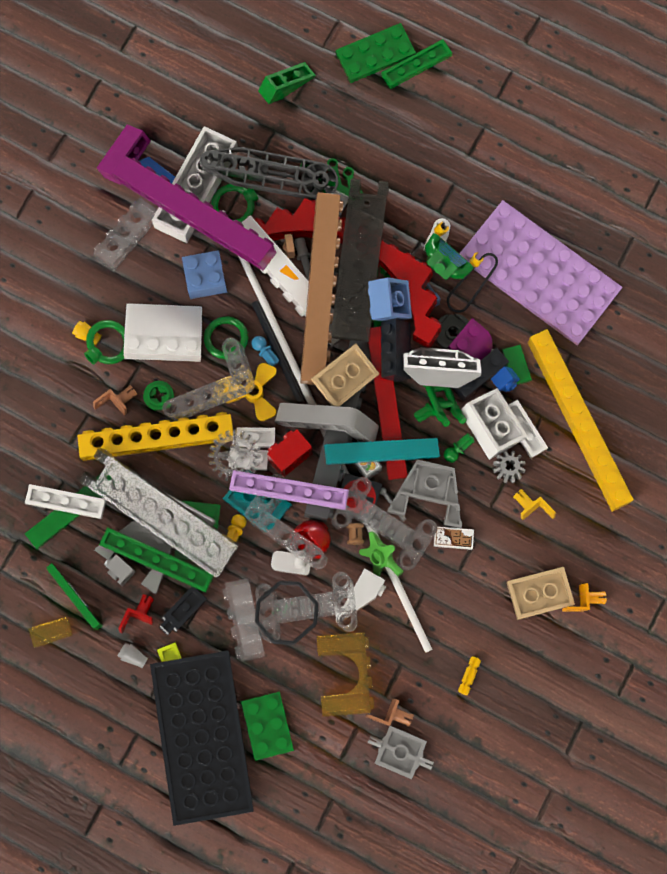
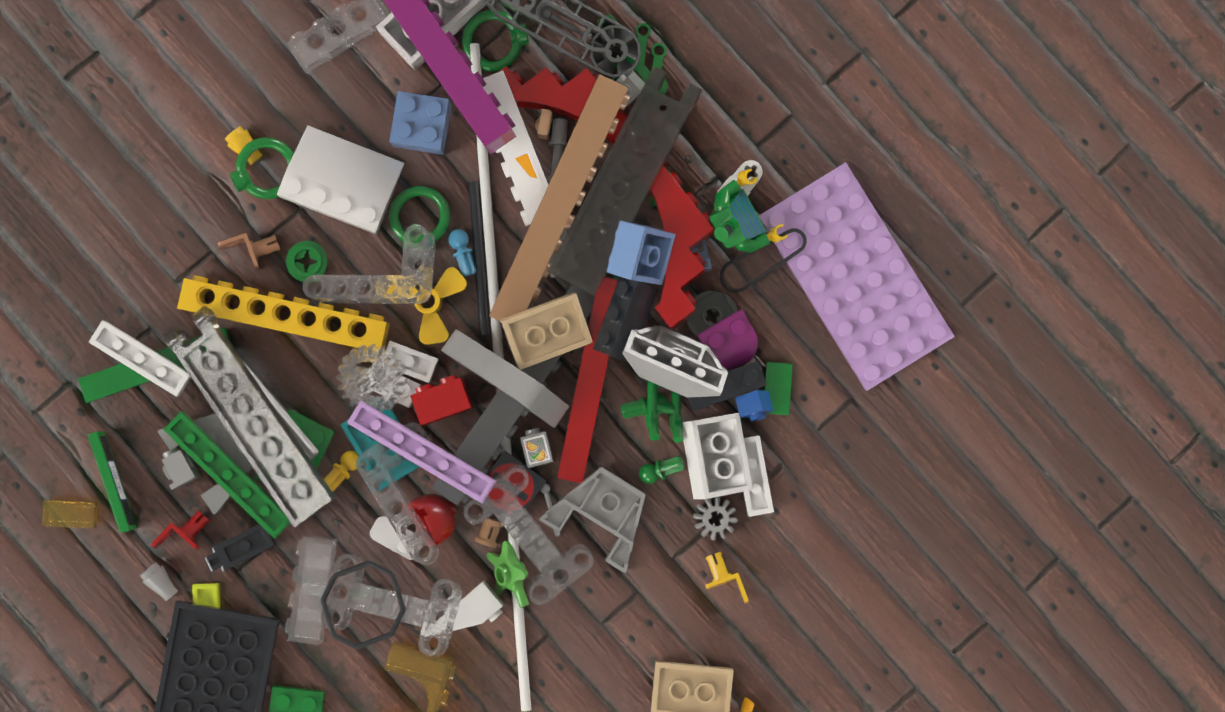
camera: 20 degrees right, 10 degrees up
(381, 451) = (559, 441): teal tile -> none
(454, 538) = (611, 581): tile -> none
(580, 420) = (828, 492): yellow brick -> none

